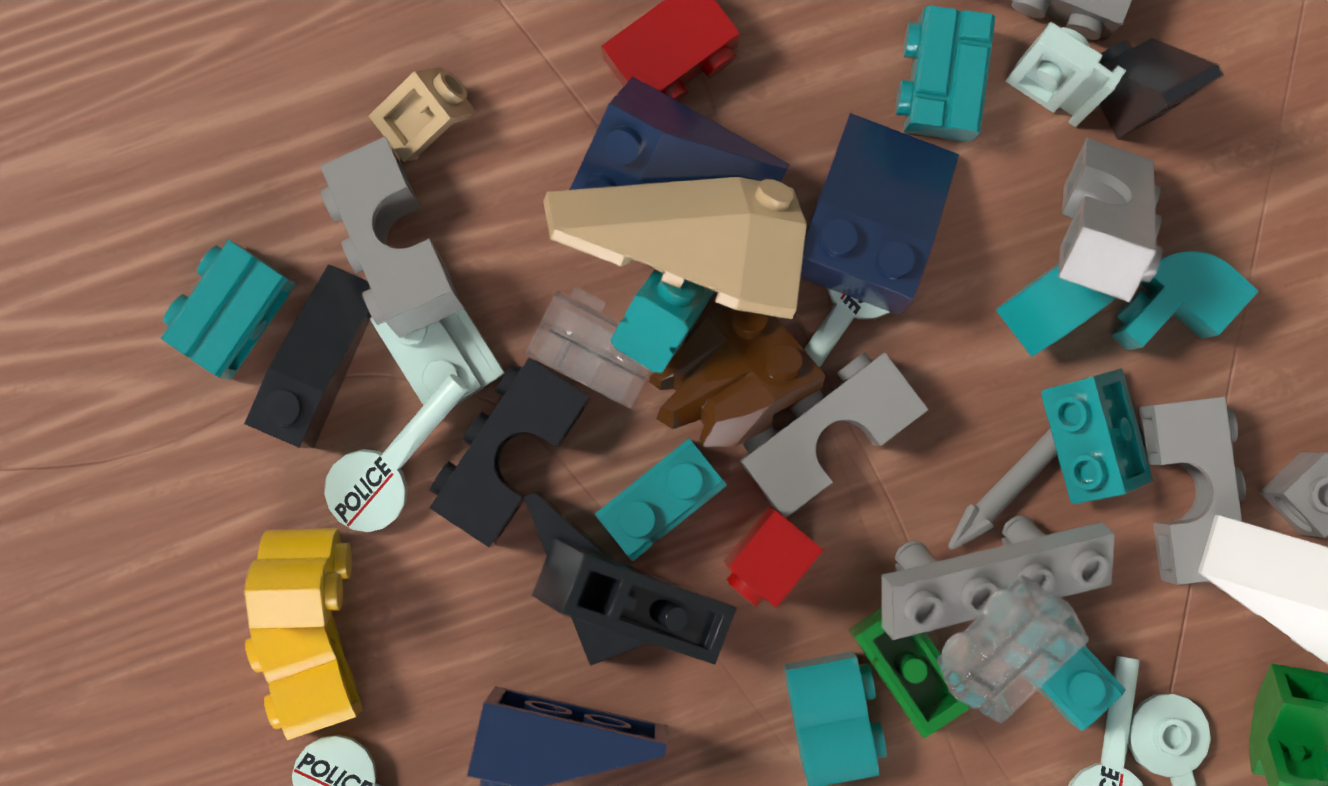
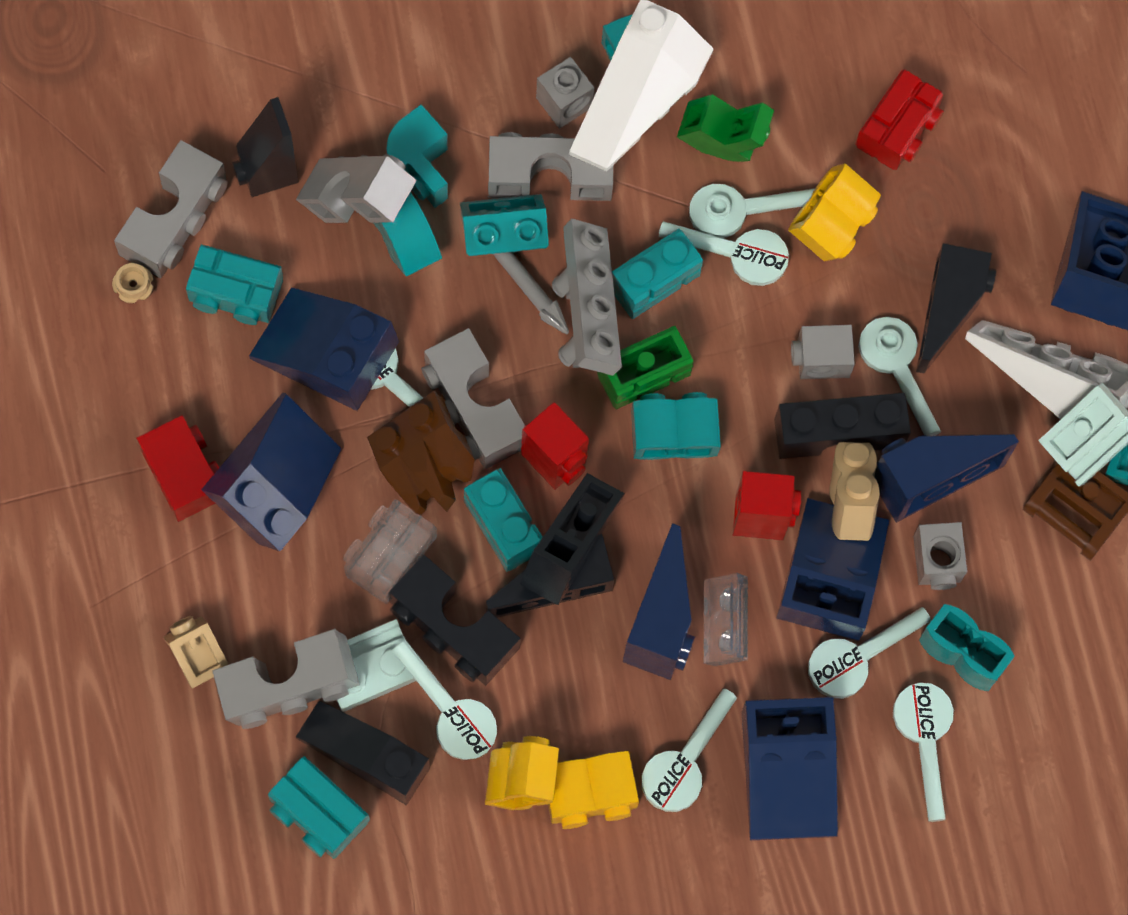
camera: 85 degrees left, 15 degrees down
(659, 320) = (367, 487): teal brick -> none
(714, 232) = (320, 451): tan wedge -> none
(1011, 648) = (638, 291): clear brick -> none
(1064, 73) = (250, 204): light aqua plate -> none

